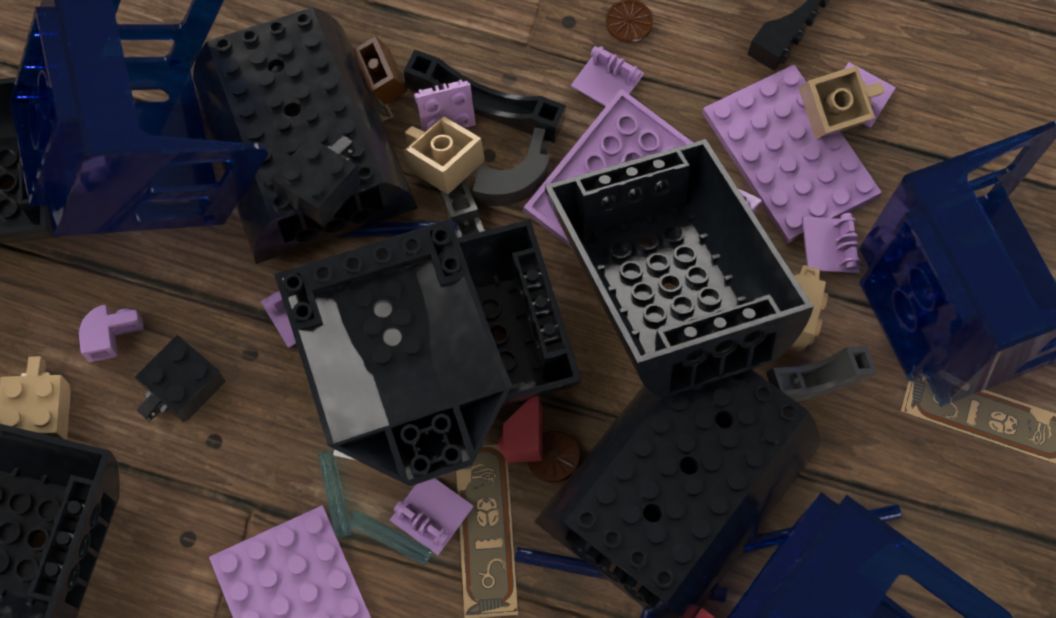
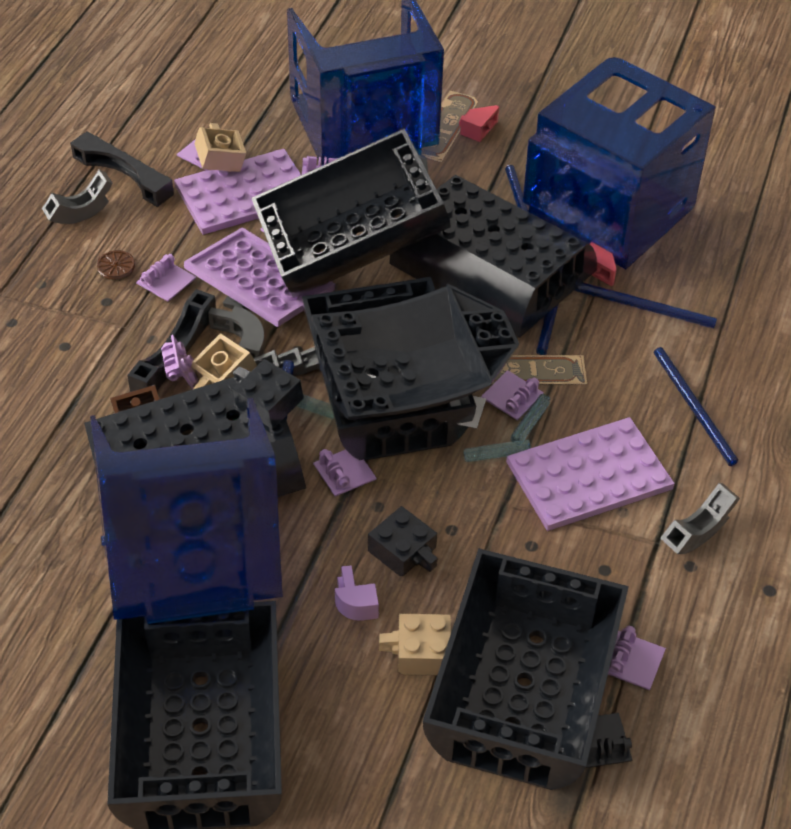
camera: 85 degrees left, 20 degrees down
(991, 461) = (478, 122): none -> coral slope

